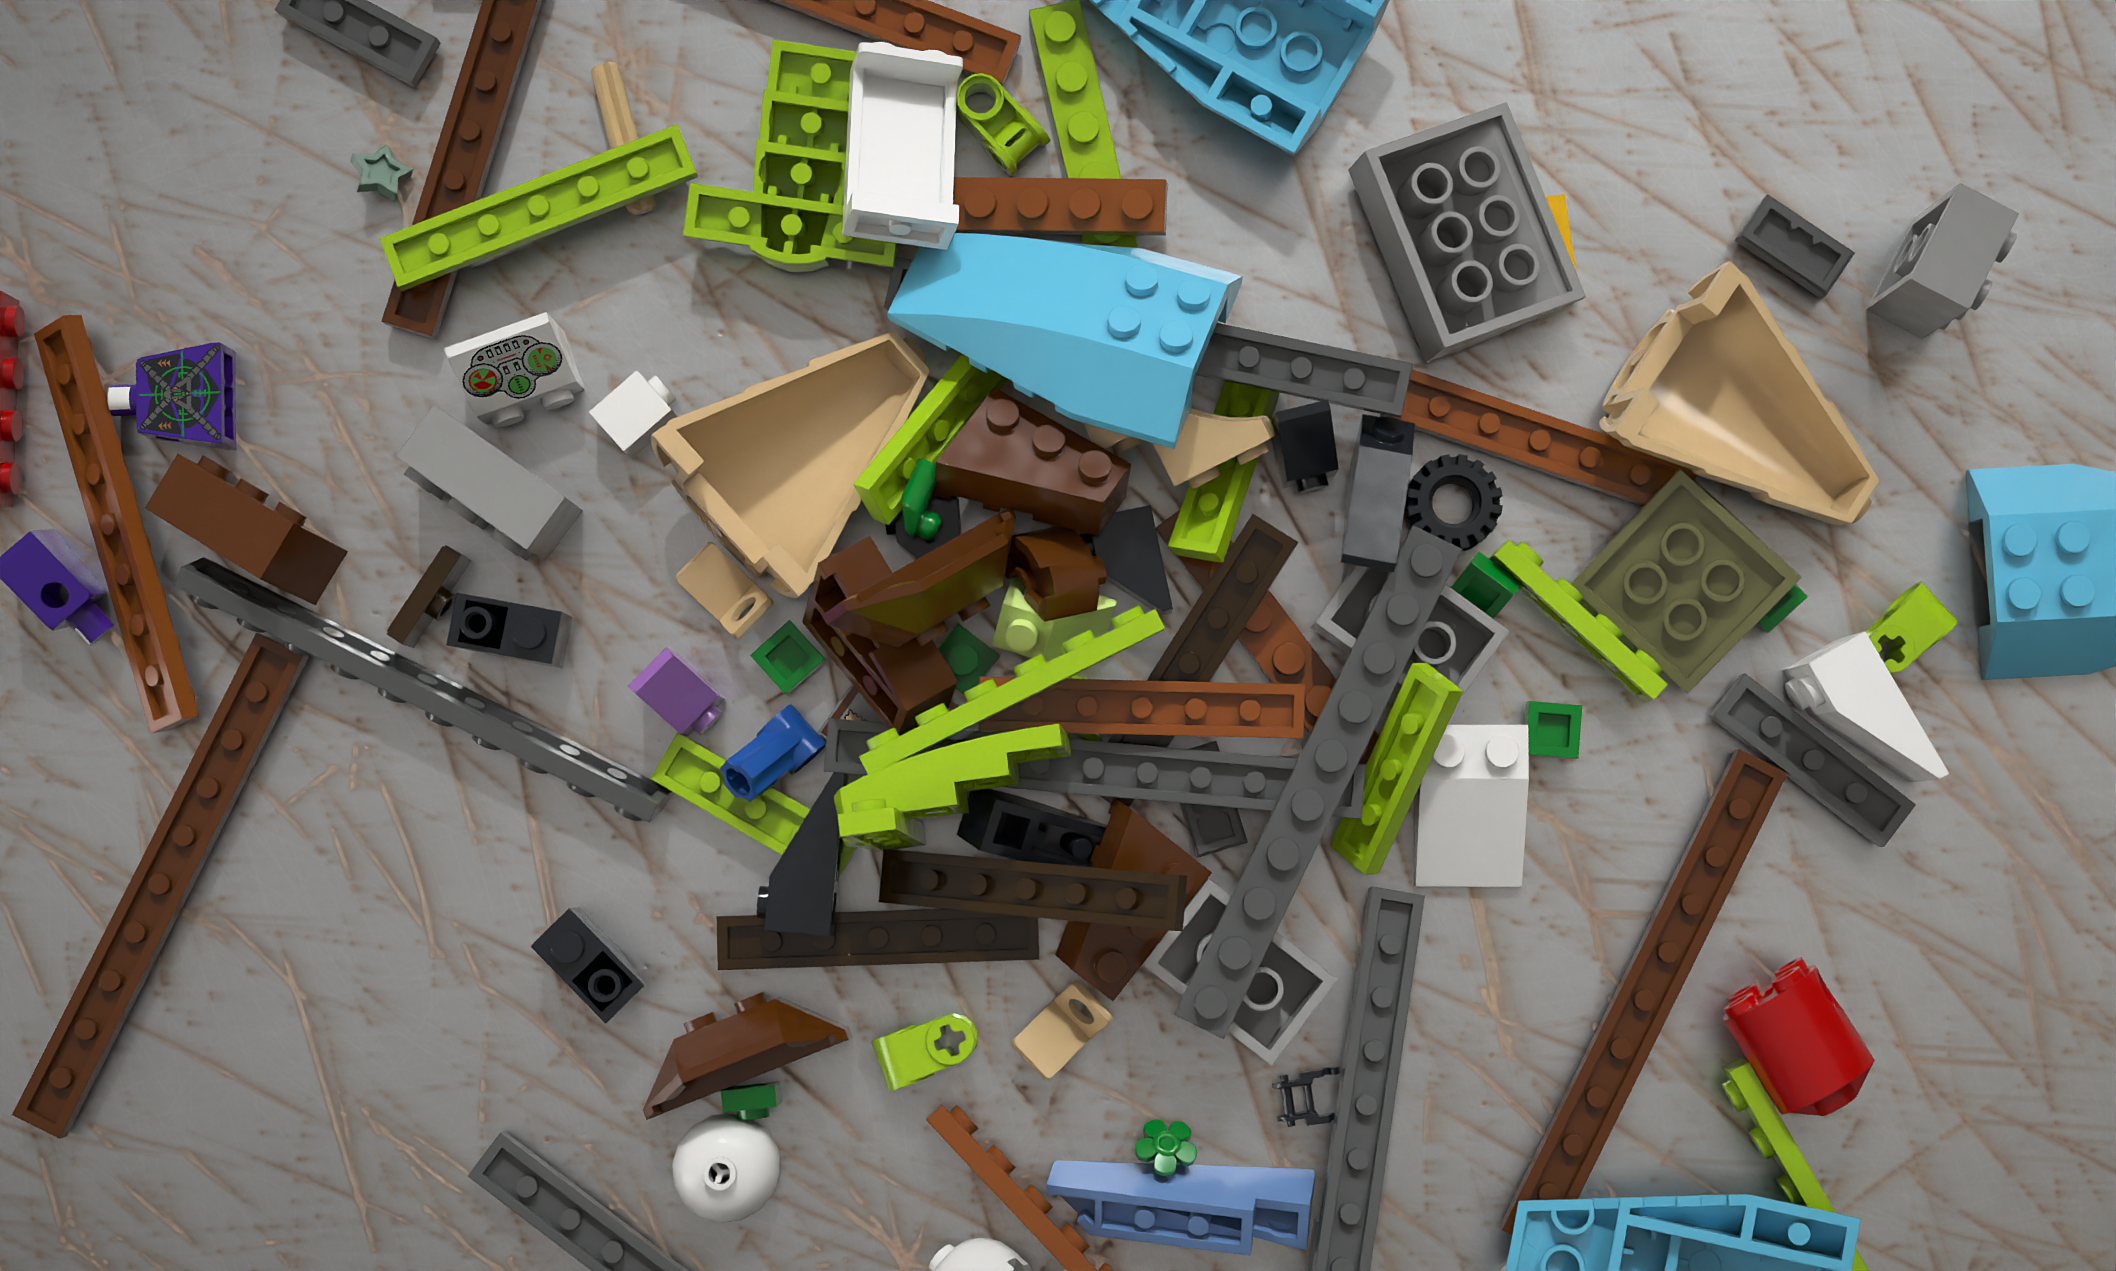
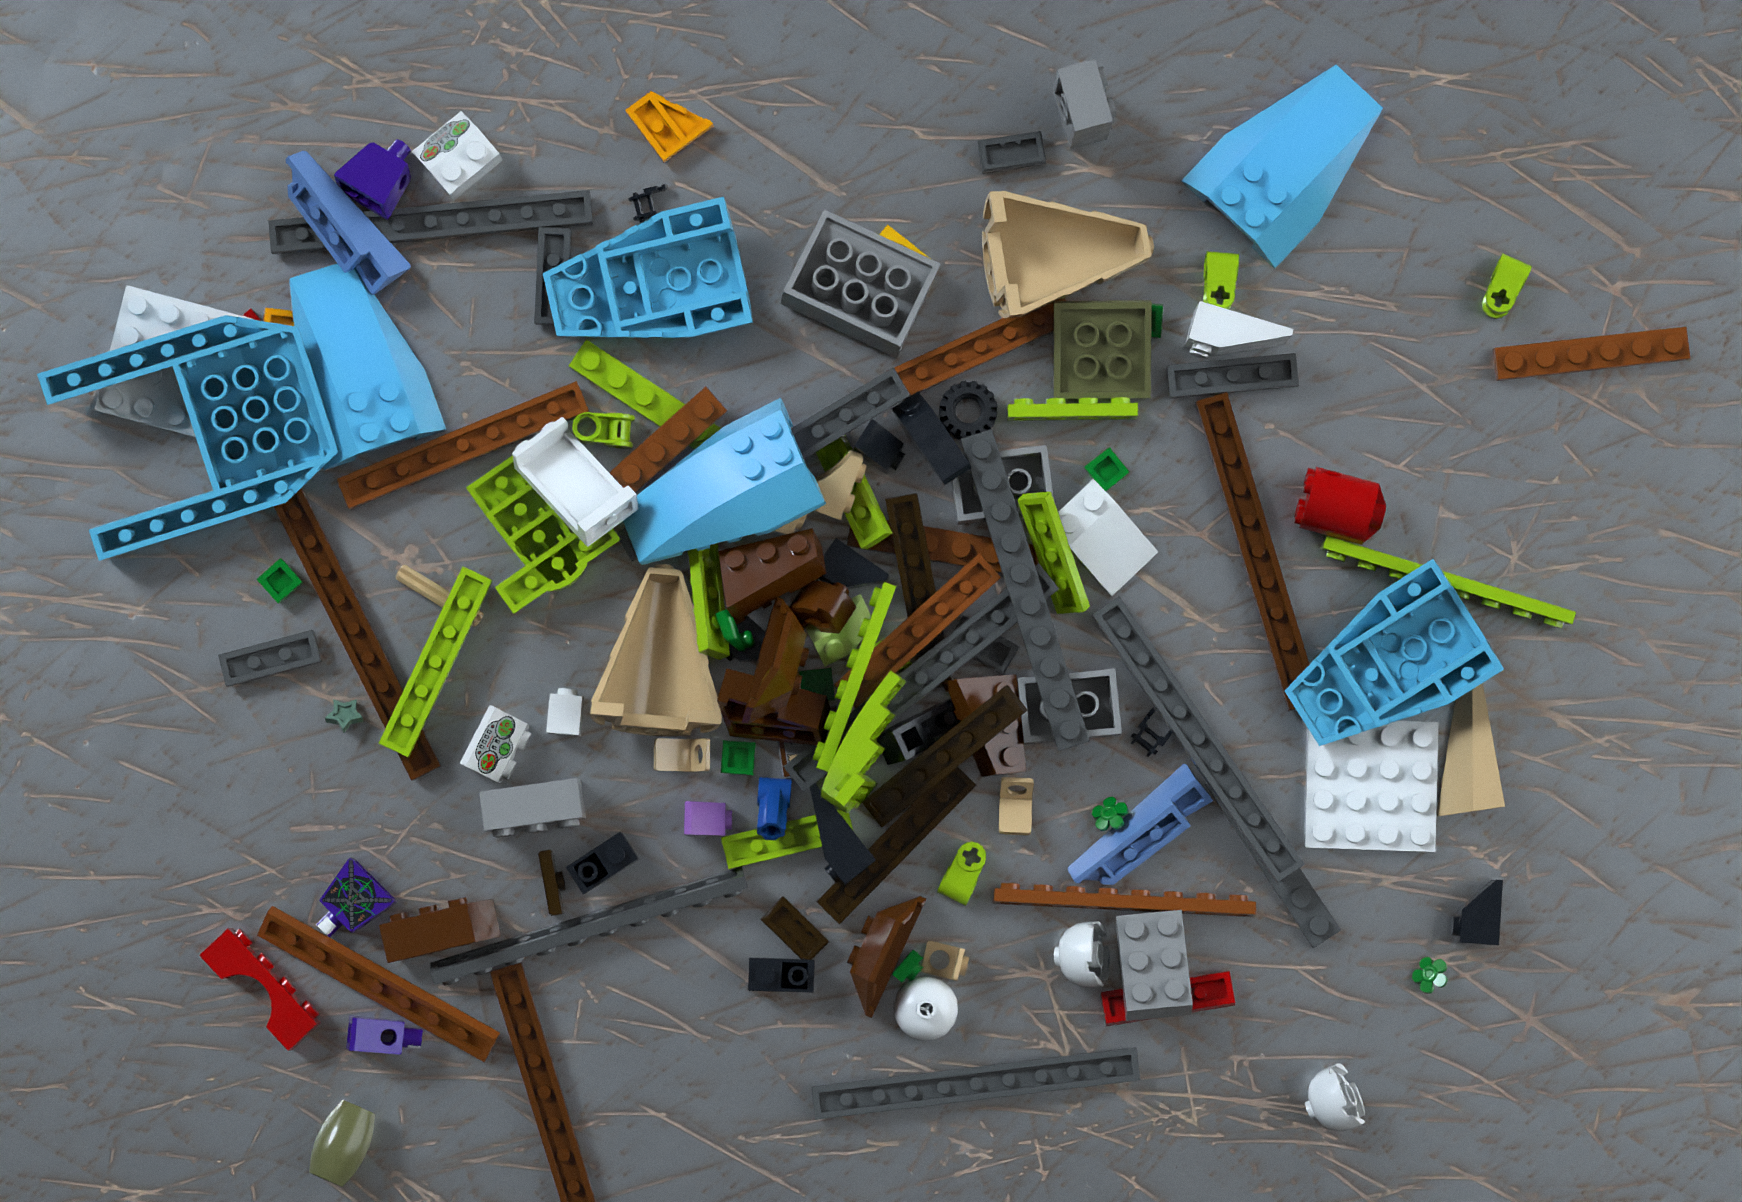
camera: 50 degrees left, 0 degrees up
(660, 925) = (794, 929): none -> dark brown plate
(806, 1153) = (957, 961): none -> tan bracket
(1486, 585) = (1017, 434): green plate -> none

